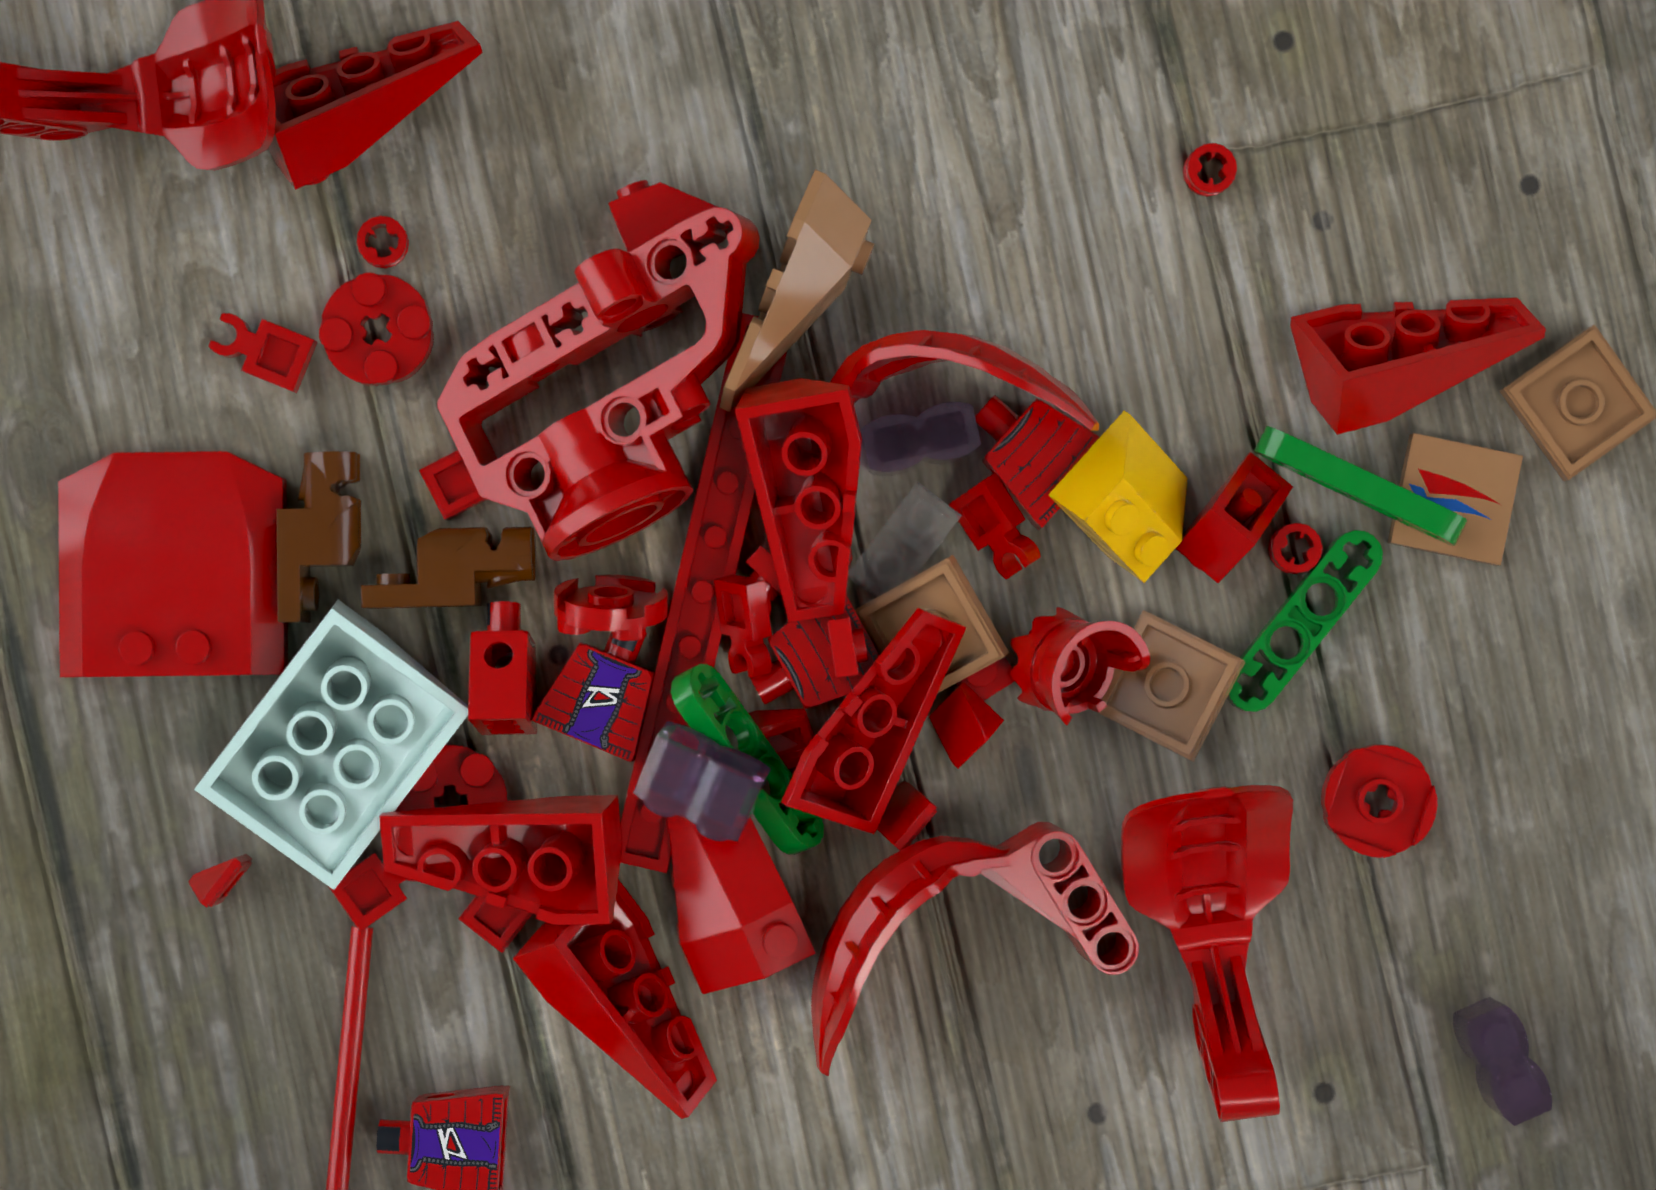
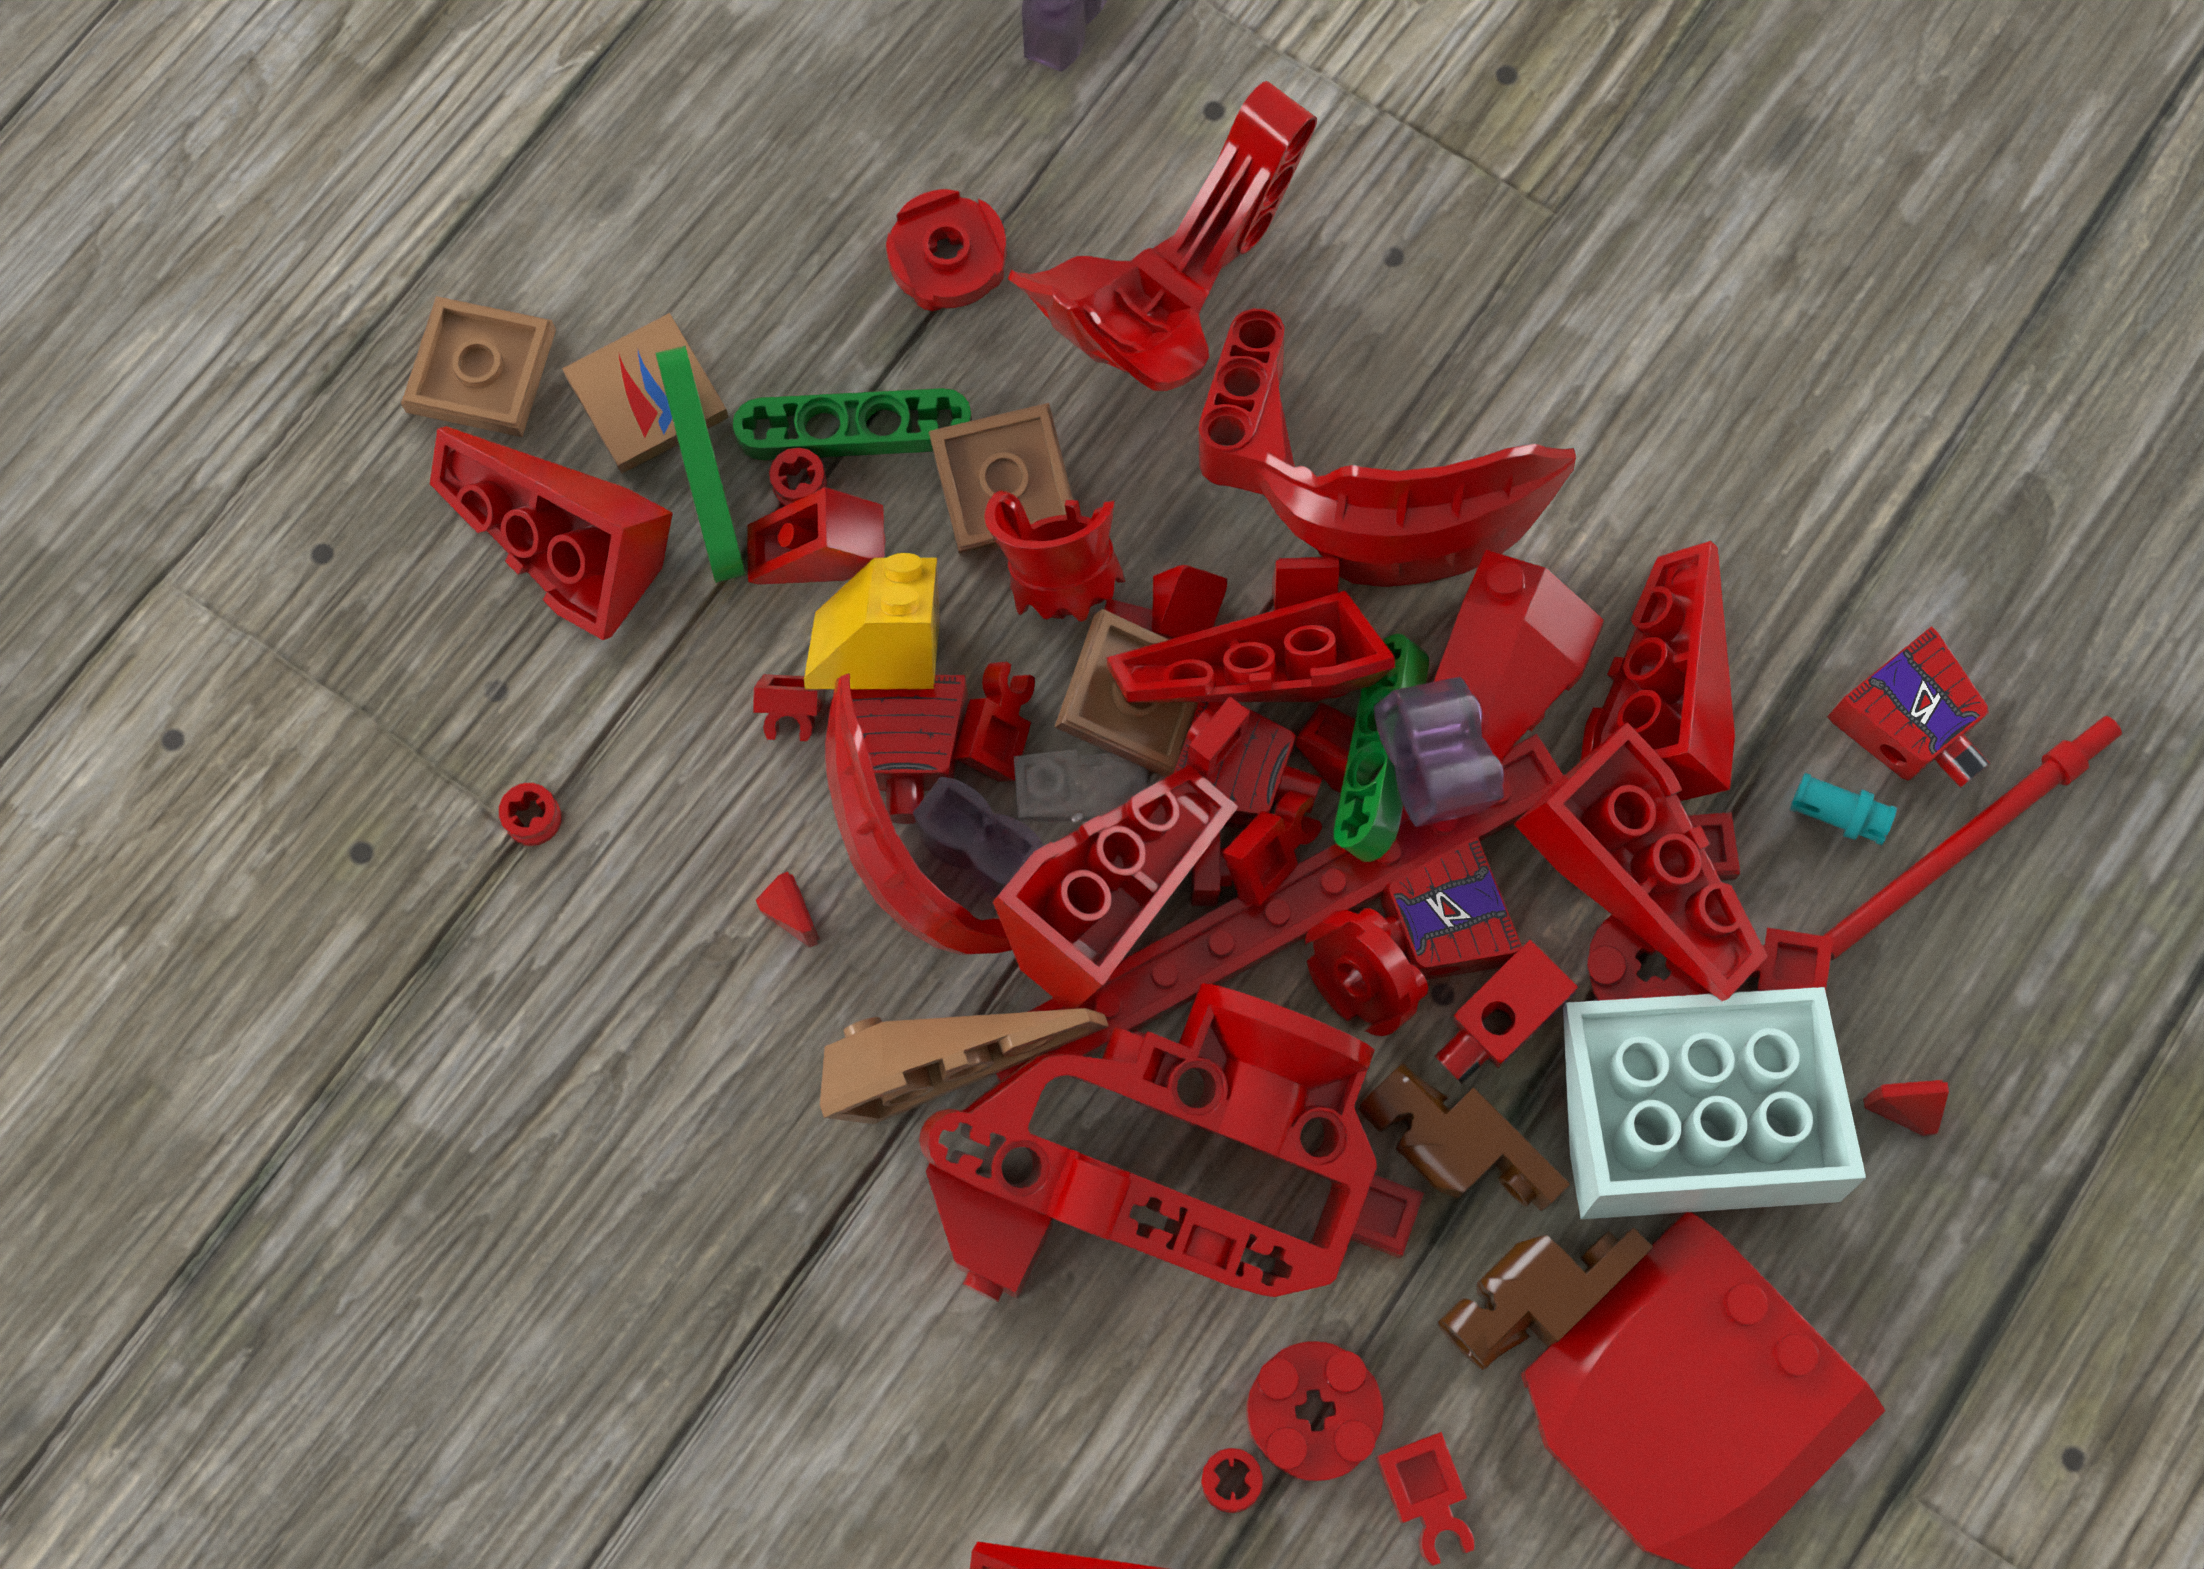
camera: 135 degrees left, 15 degrees down
(437, 1028) = (1844, 809): none -> teal pin
(988, 281) = (786, 907): none -> red slope
(1140, 397) = (787, 697): none -> red tile

